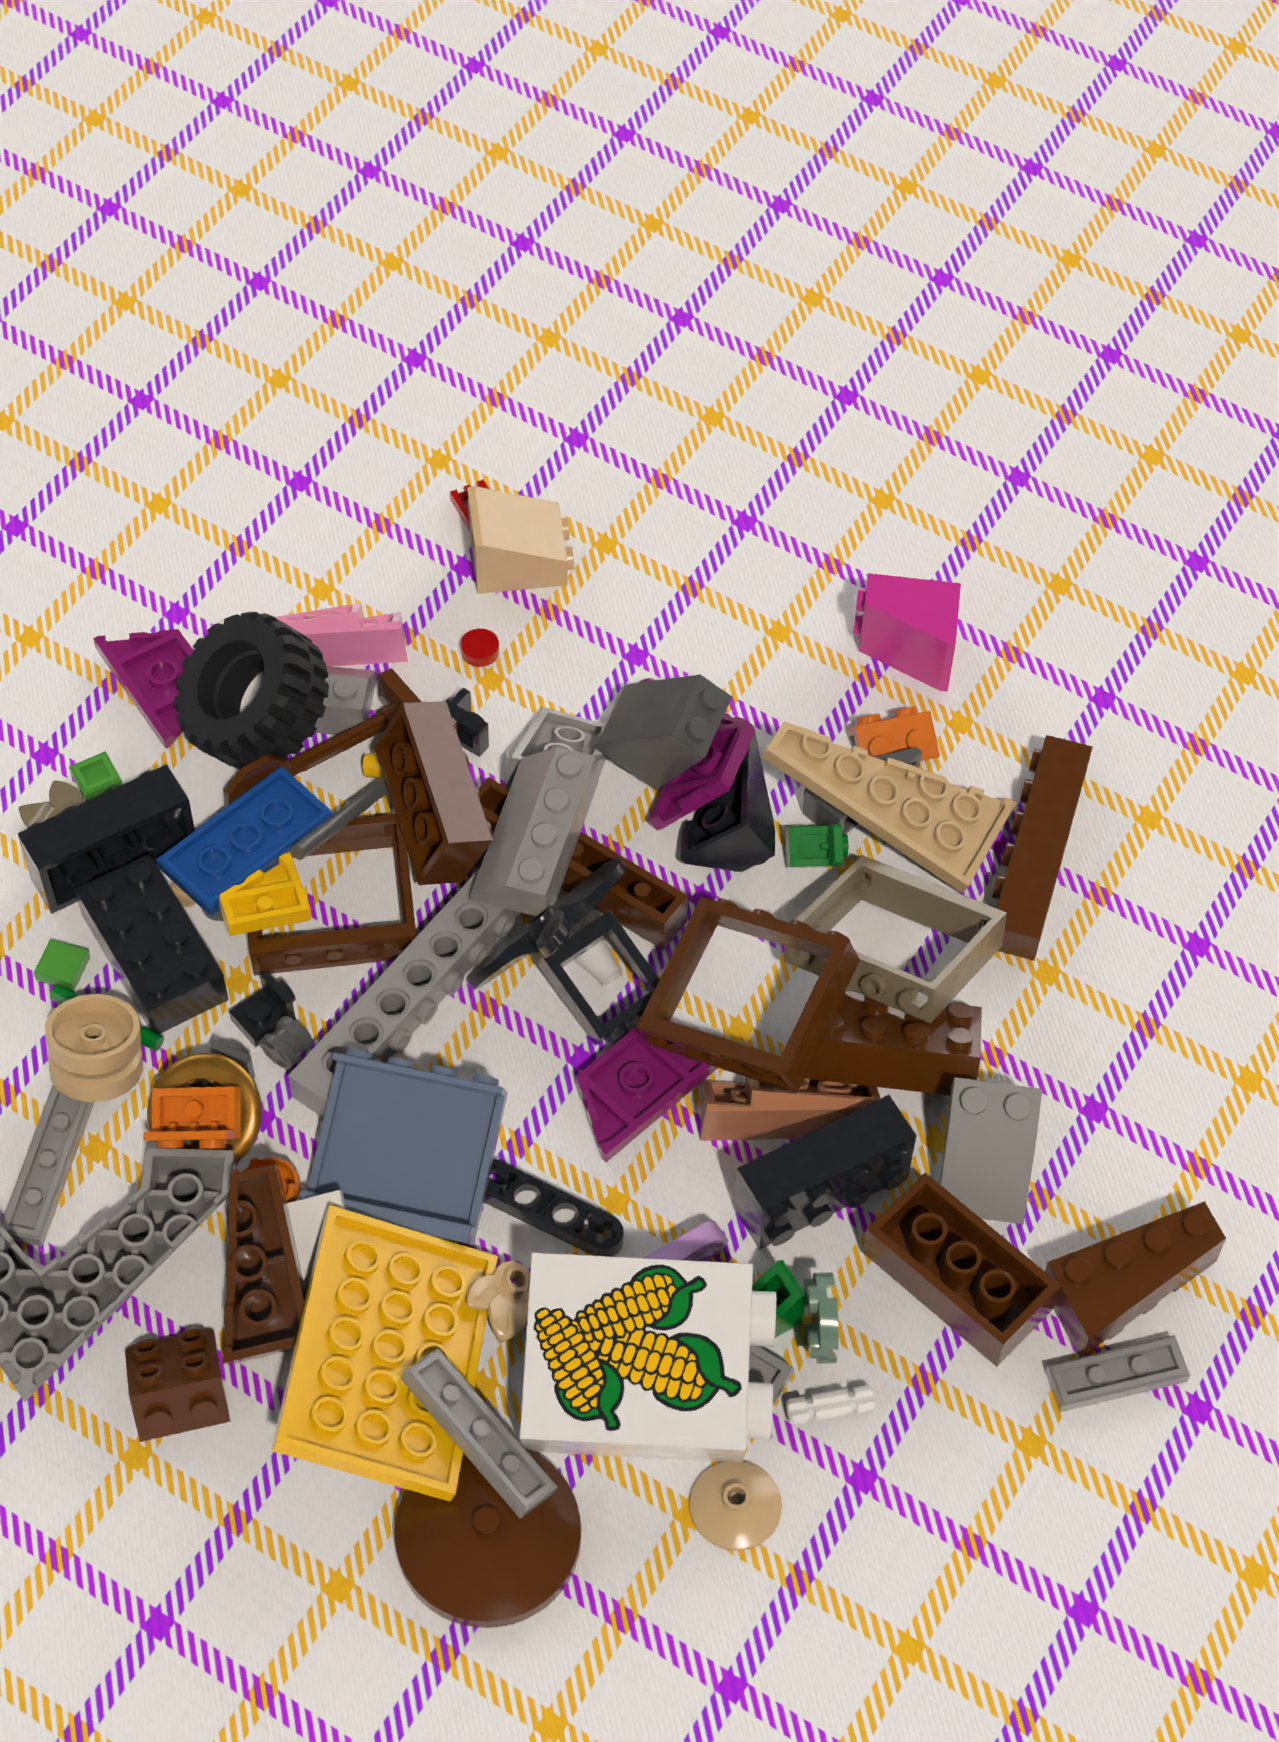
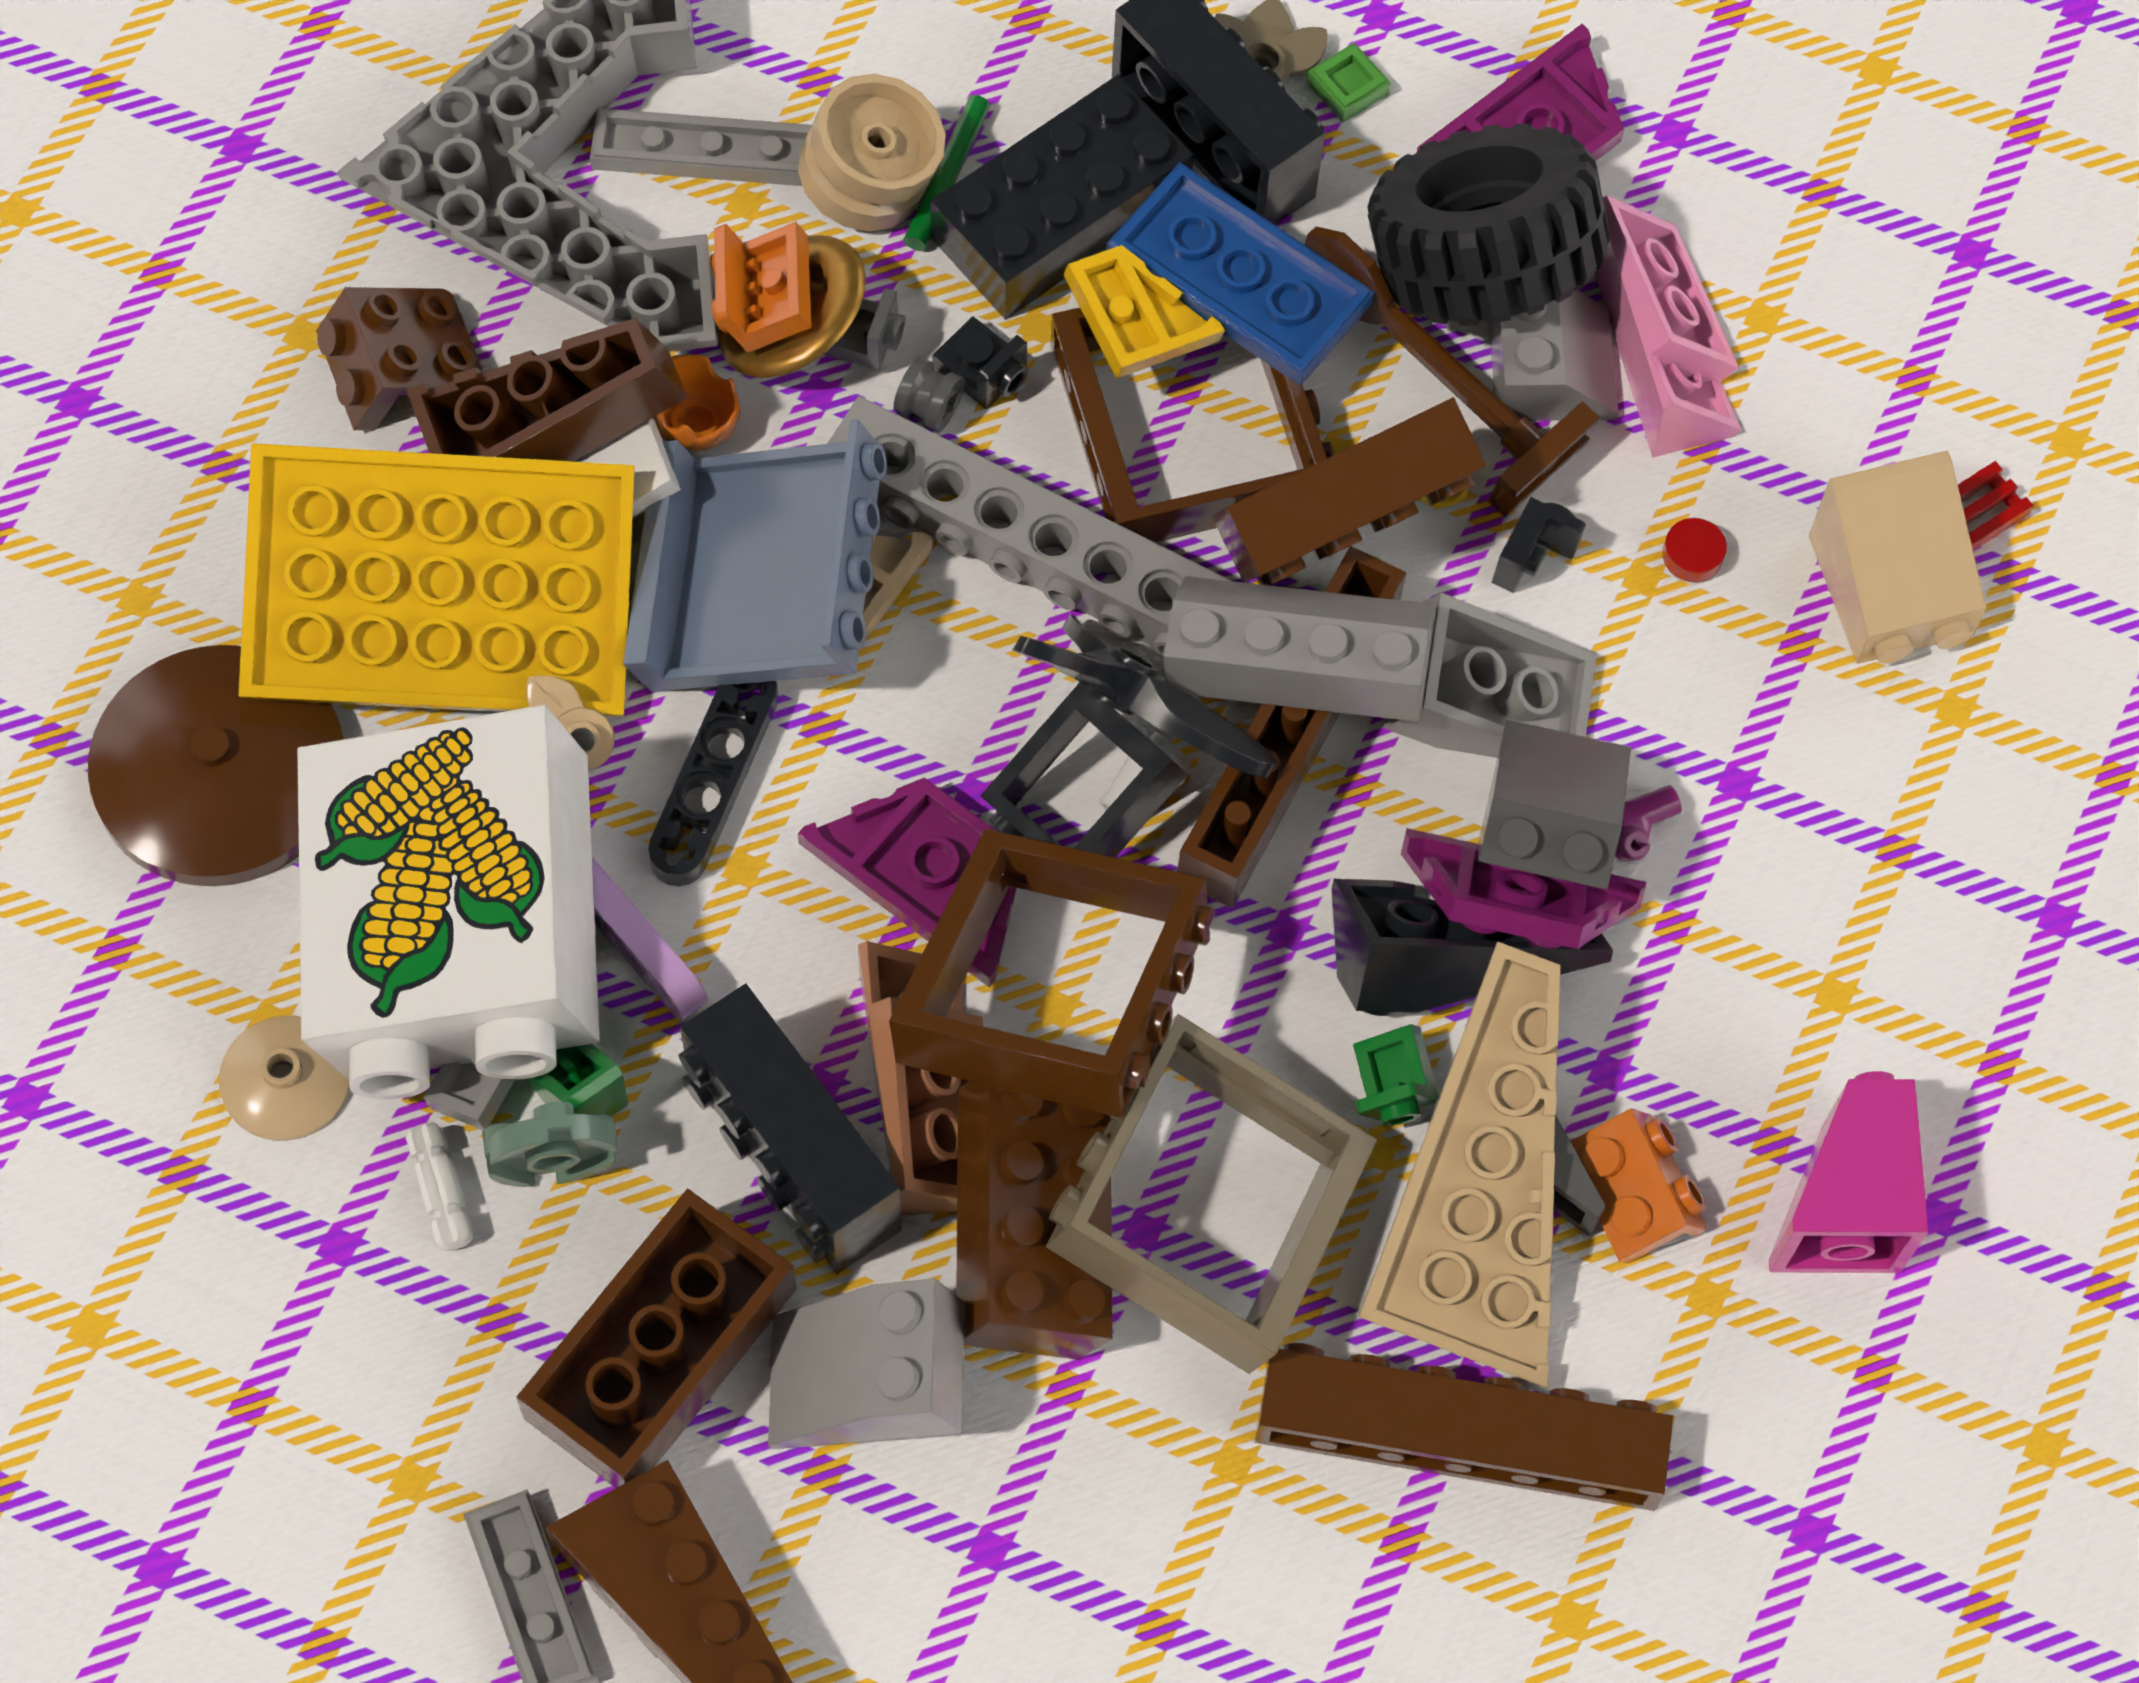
camera: 80 degrees right, 10 degrees up
(62, 964) = (1021, 100): bright green tile -> none
(339, 819) = (1289, 382): dark grey bar -> none
(479, 1433) = (330, 708): light grey tile -> none

